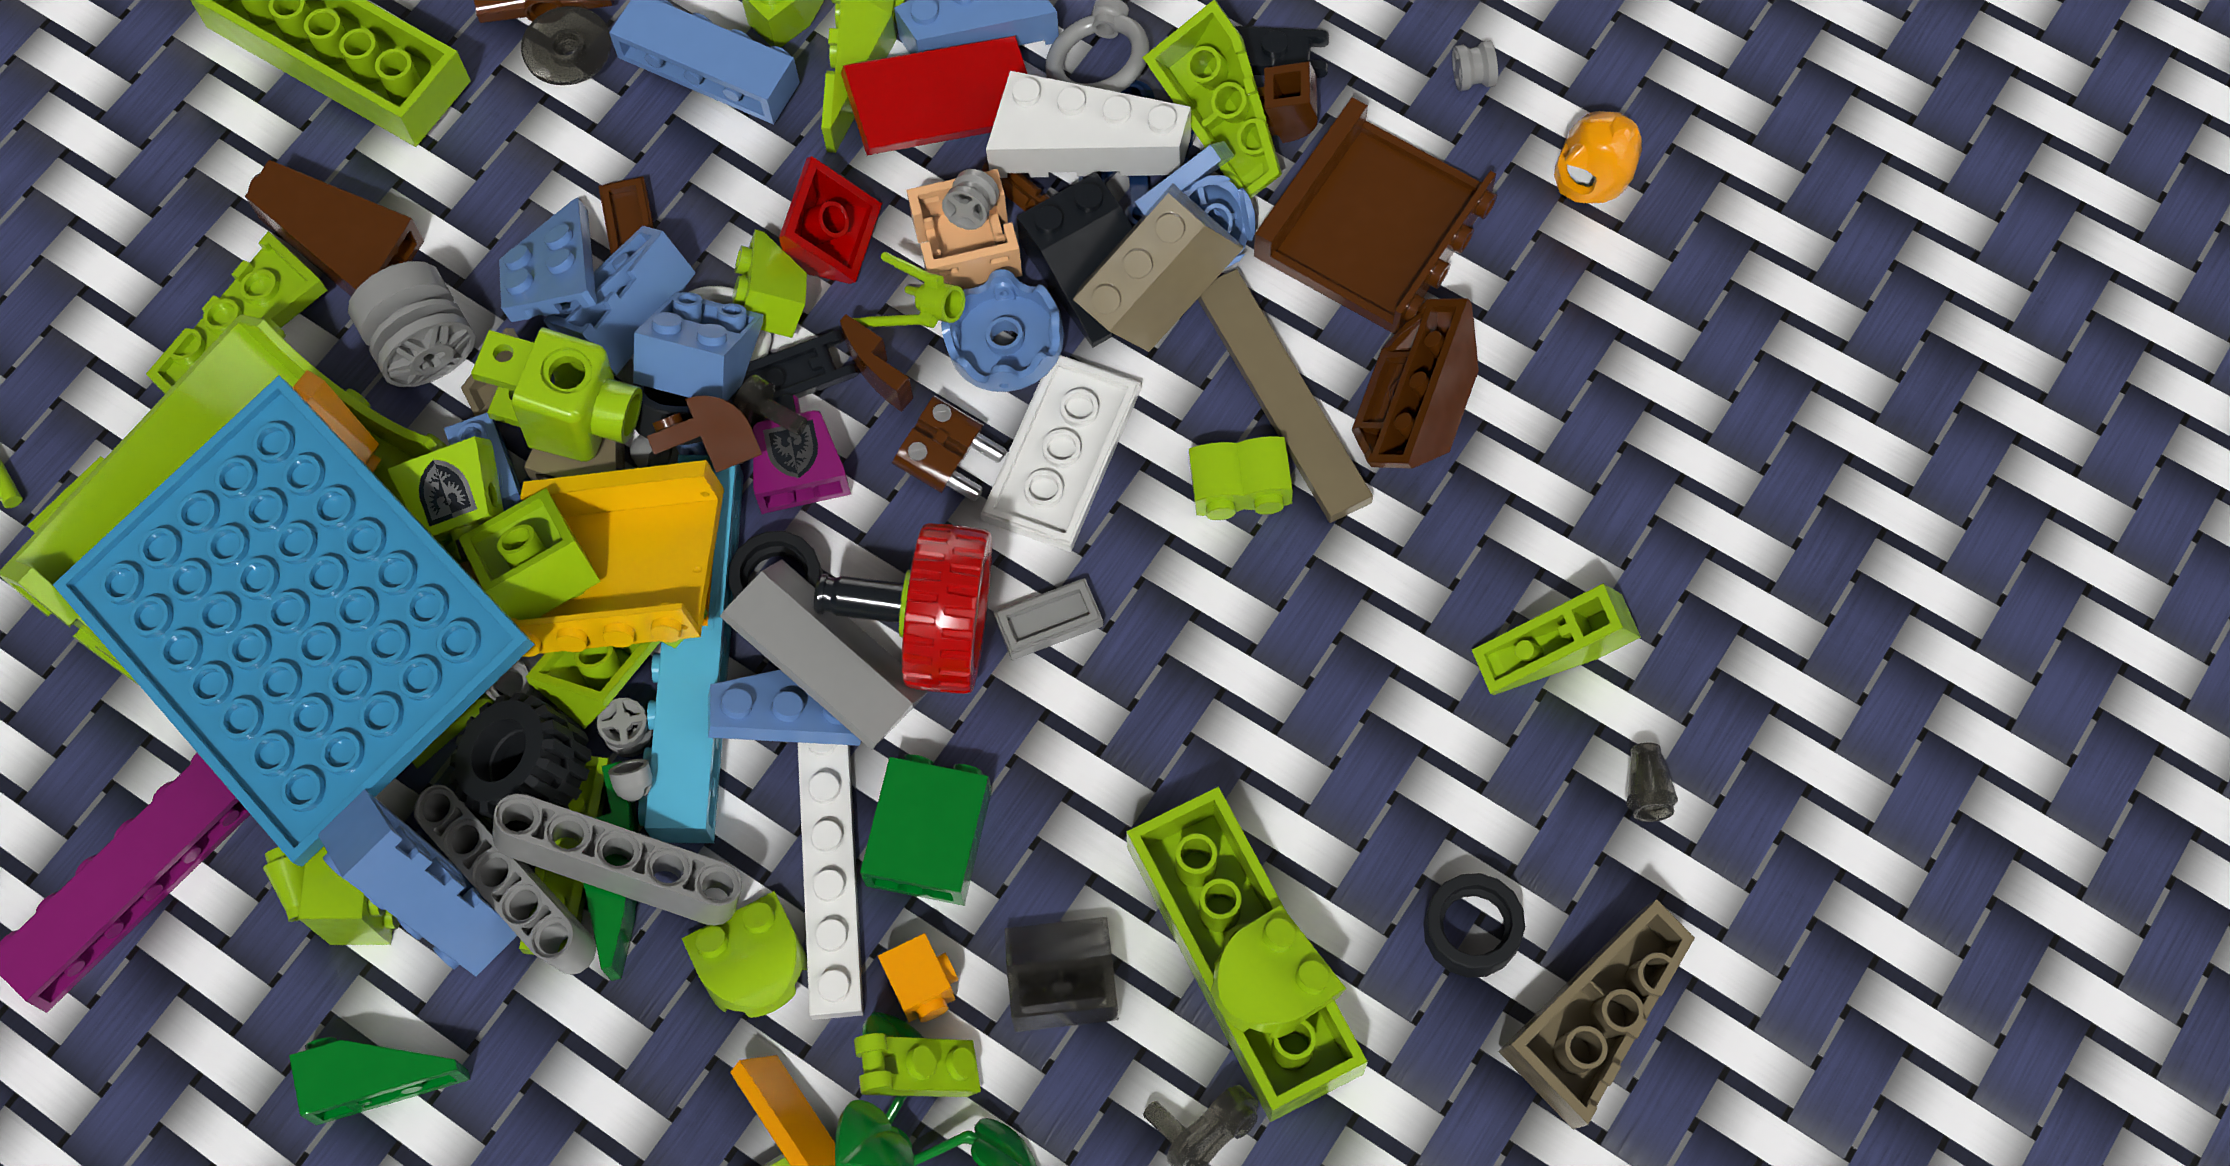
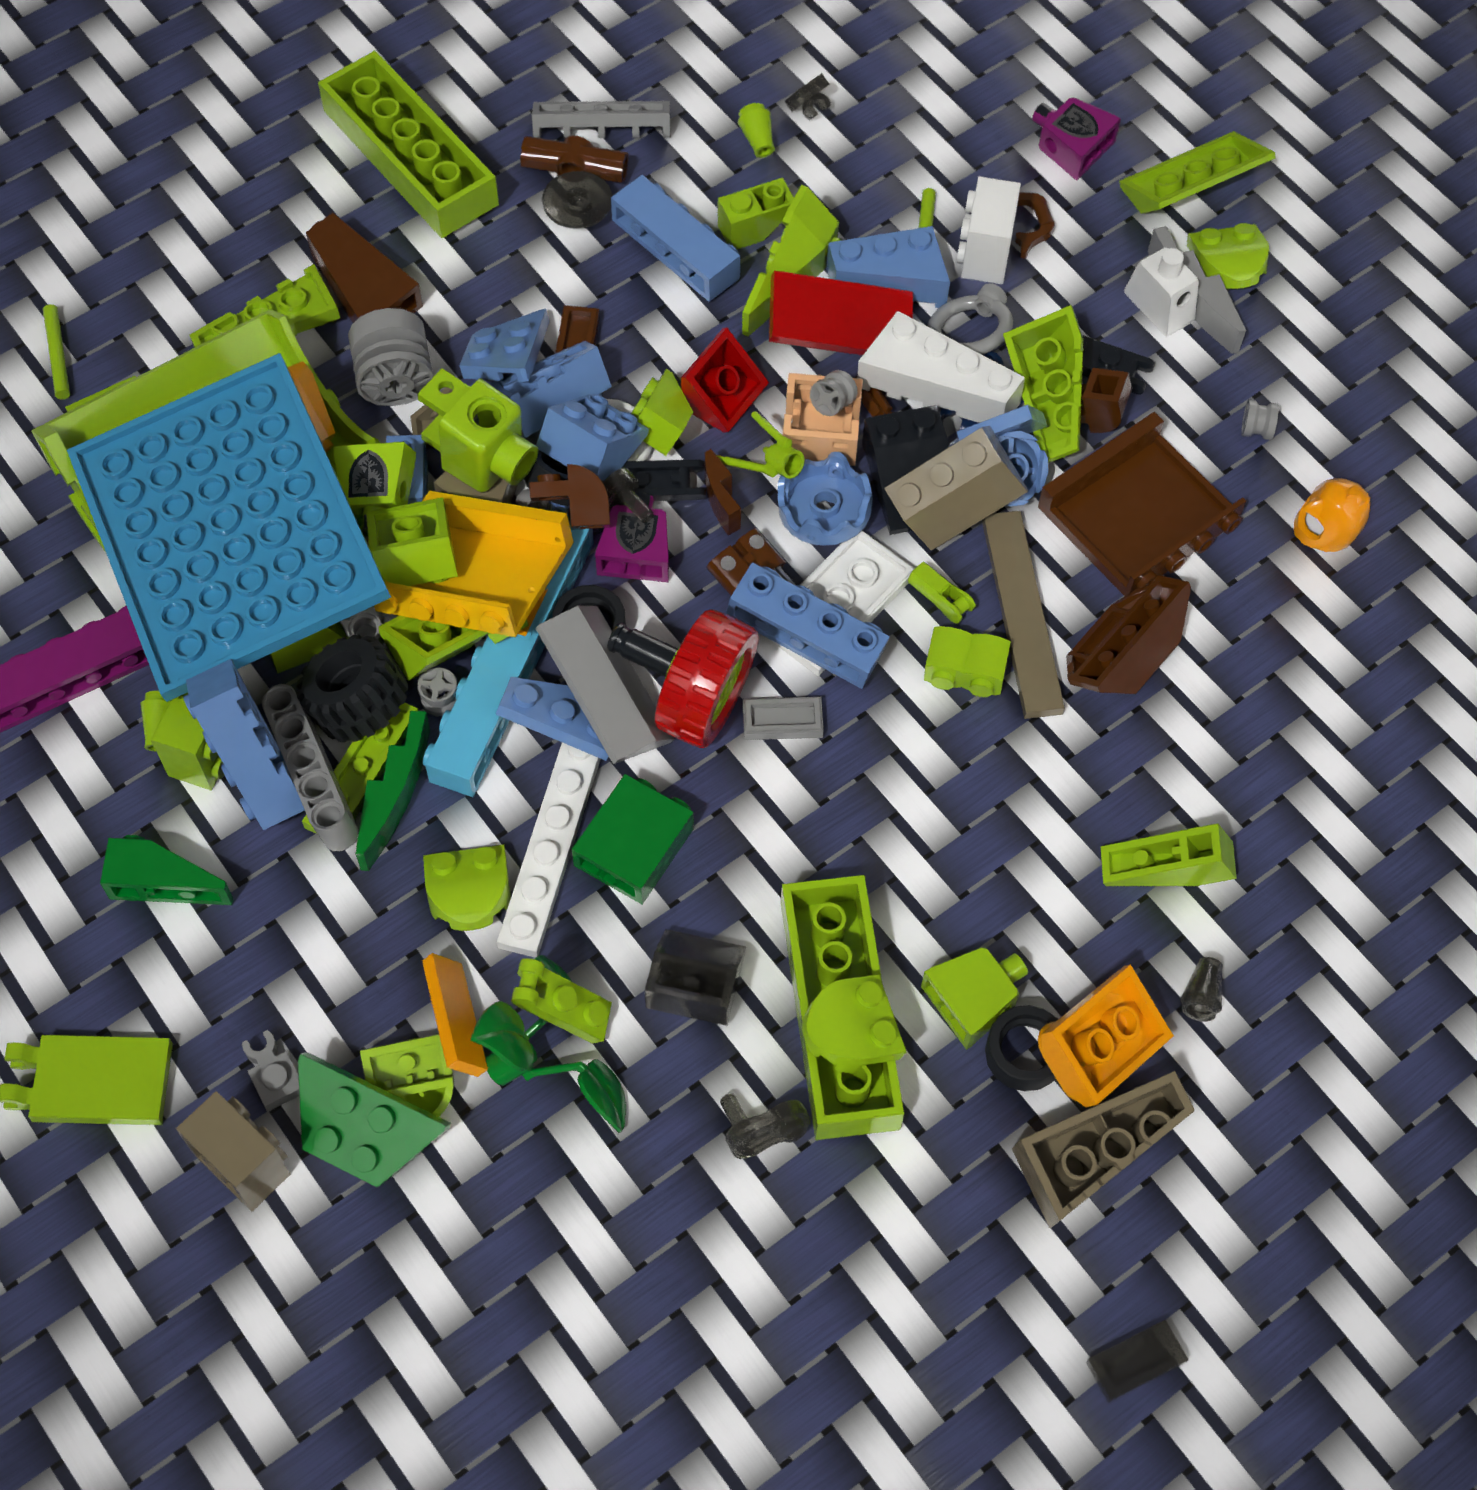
camera: 15 degrees right, 5 degrees down
(600, 839) = (388, 759): light grey beam -> none
(631, 779) = (428, 726): light grey hinge -> none
(919, 978) = (588, 942): light orange brick -> none
(1040, 497) = (807, 624): none -> medium blue brick
(1174, 397) = (938, 589): none -> lime bar
(1391, 878) = (973, 991): none -> lime torso
(1561, 887) = (1103, 1038): none -> light orange slope

